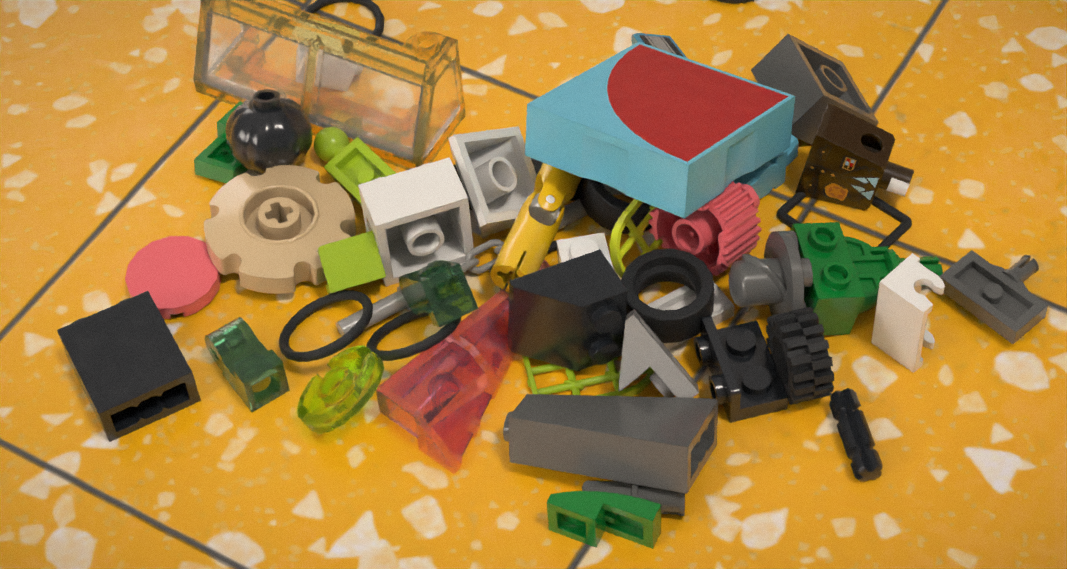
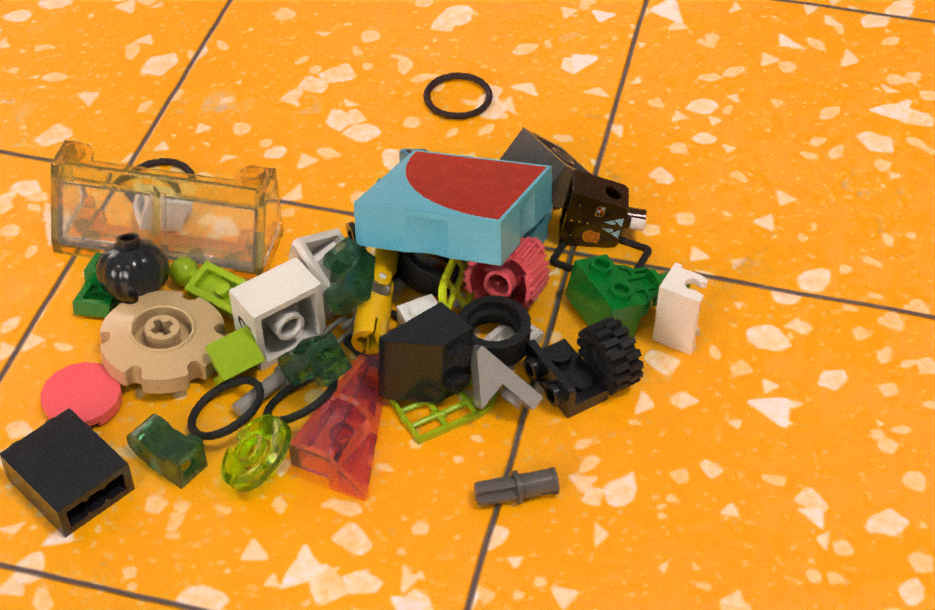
camera: 20 degrees left, 5 degrees down
(510, 193) = (350, 276): none -> clear green leg
(591, 513) = (484, 506): green slope -> none
(615, 437) = (487, 444): dark grey slope -> none
(772, 280) = (573, 302): dark grey plate -> none
(855, 435) = (667, 407): black axle -> none
(996, 294) = (735, 287): dark grey plate -> none

